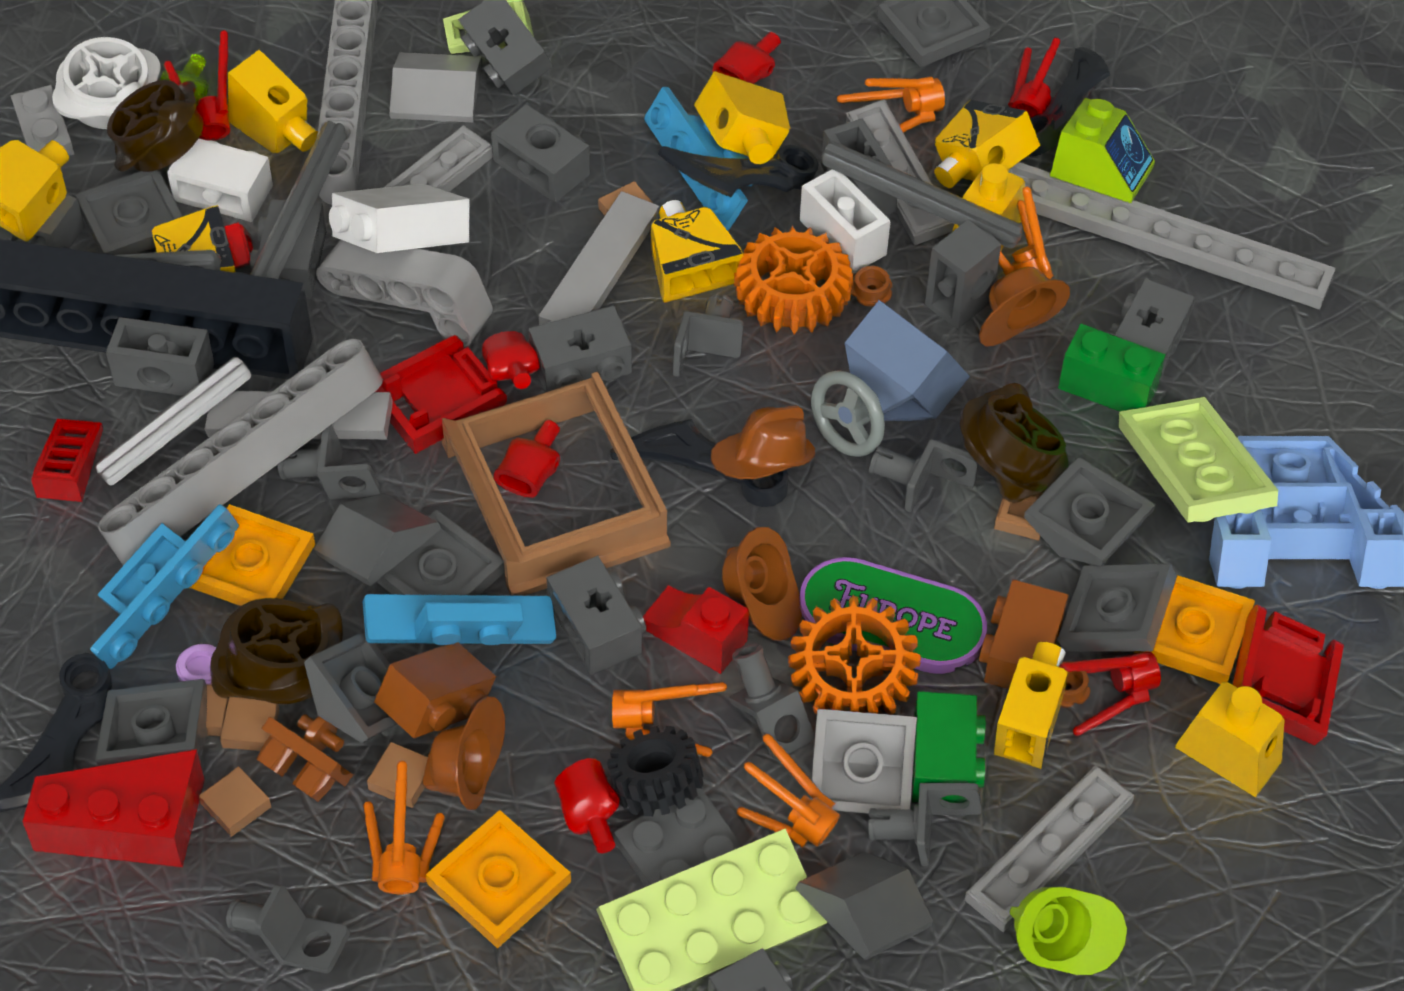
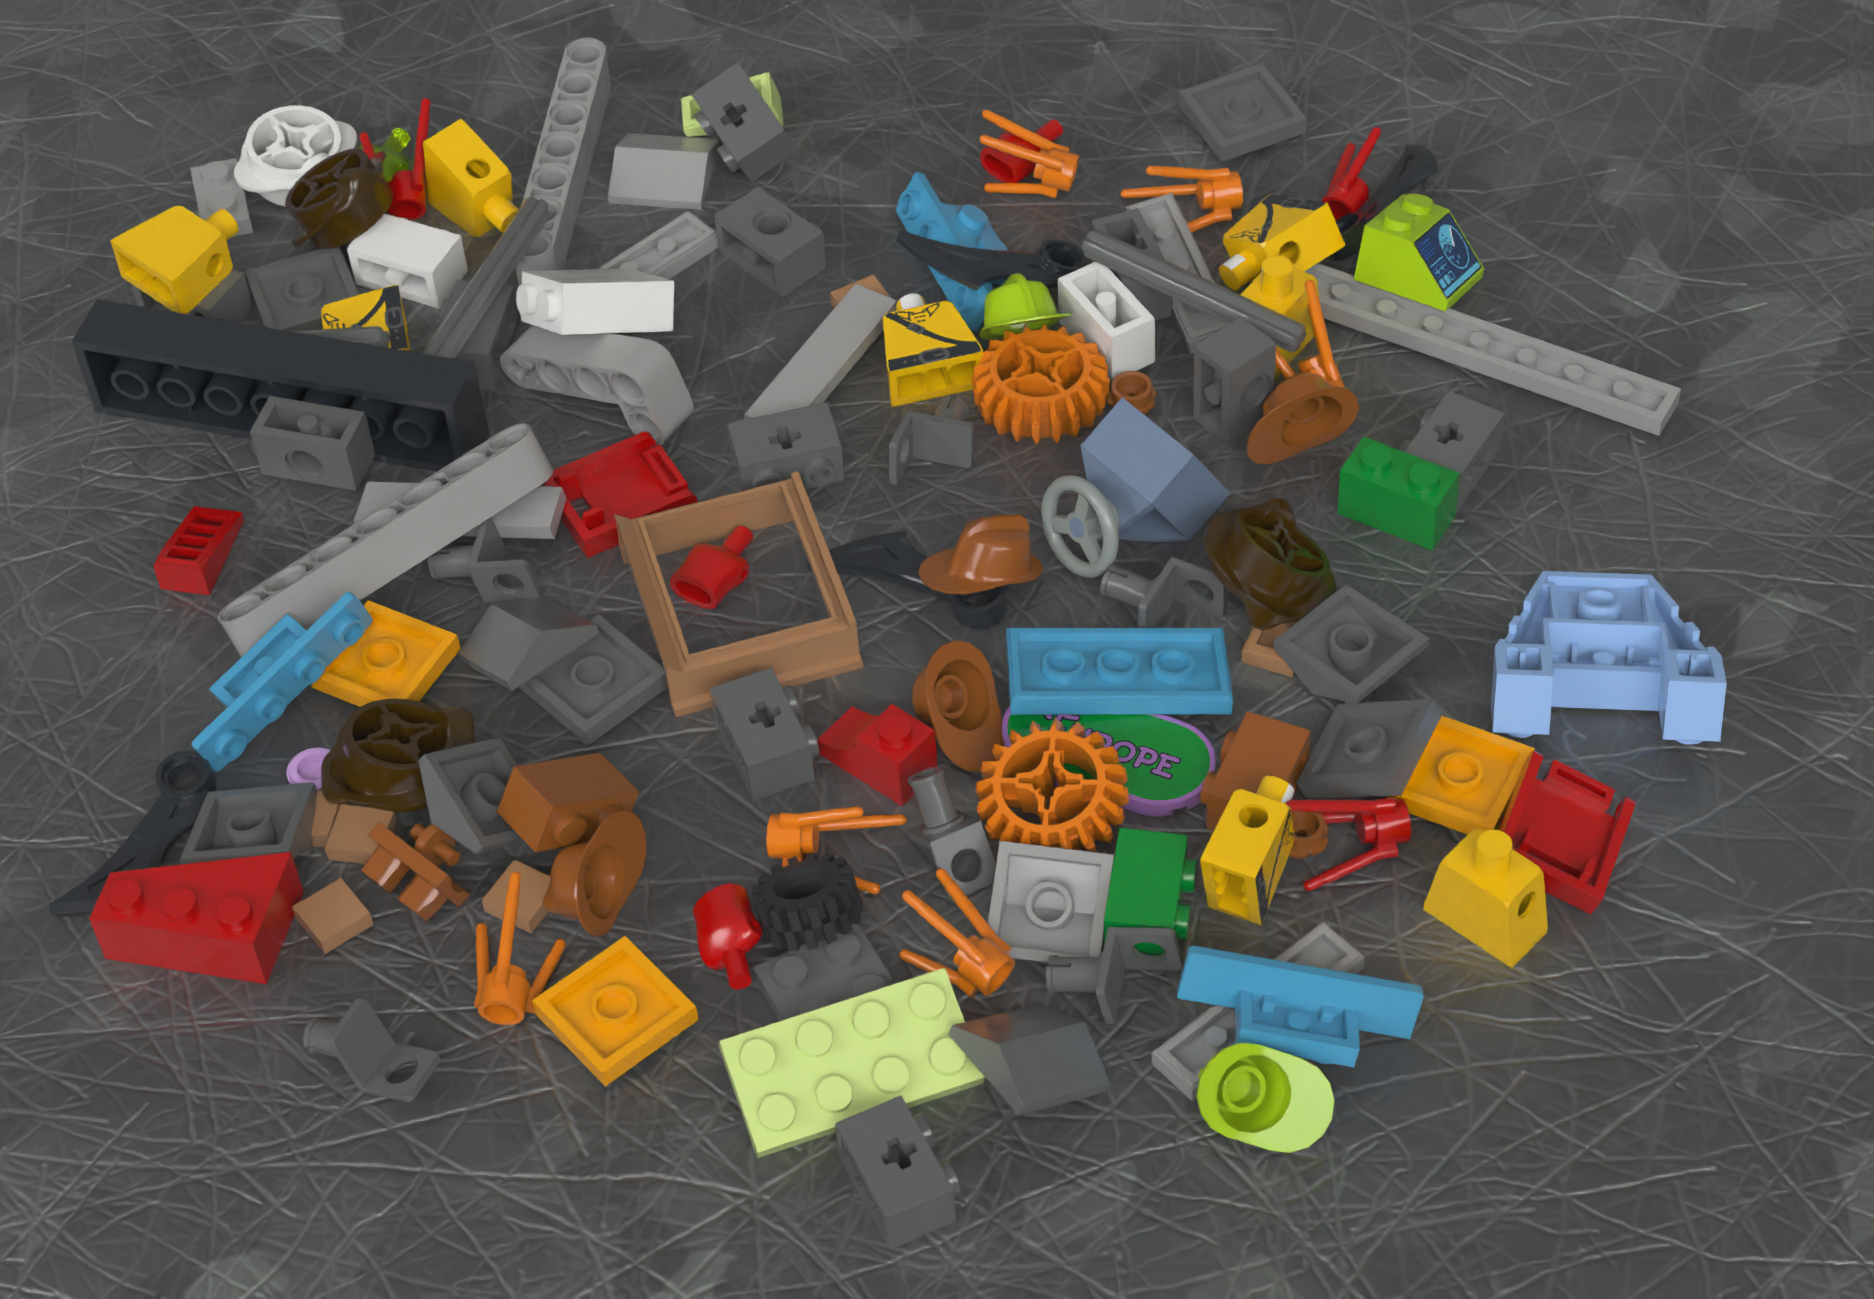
camera: 10 degrees right, 5 degrees down
(173, 421) = (319, 511): light grey axle -> none
(240, 244) = (417, 326): red tile -> none
(458, 619) = (606, 729): dark azure bracket -> none
(510, 357) = (704, 456): red piece -> none
(743, 116) = (1003, 205): yellow torso -> none
(768, 211) = (1018, 304): none -> lime piece
(778, 74) = (1053, 164): none -> orange plant
(893, 544) = (1117, 671): none -> dark azure tile
(1089, 848) = (1299, 1006): none -> dark azure bracket
(1197, 460) = (1483, 590): yellowish green plate -> none

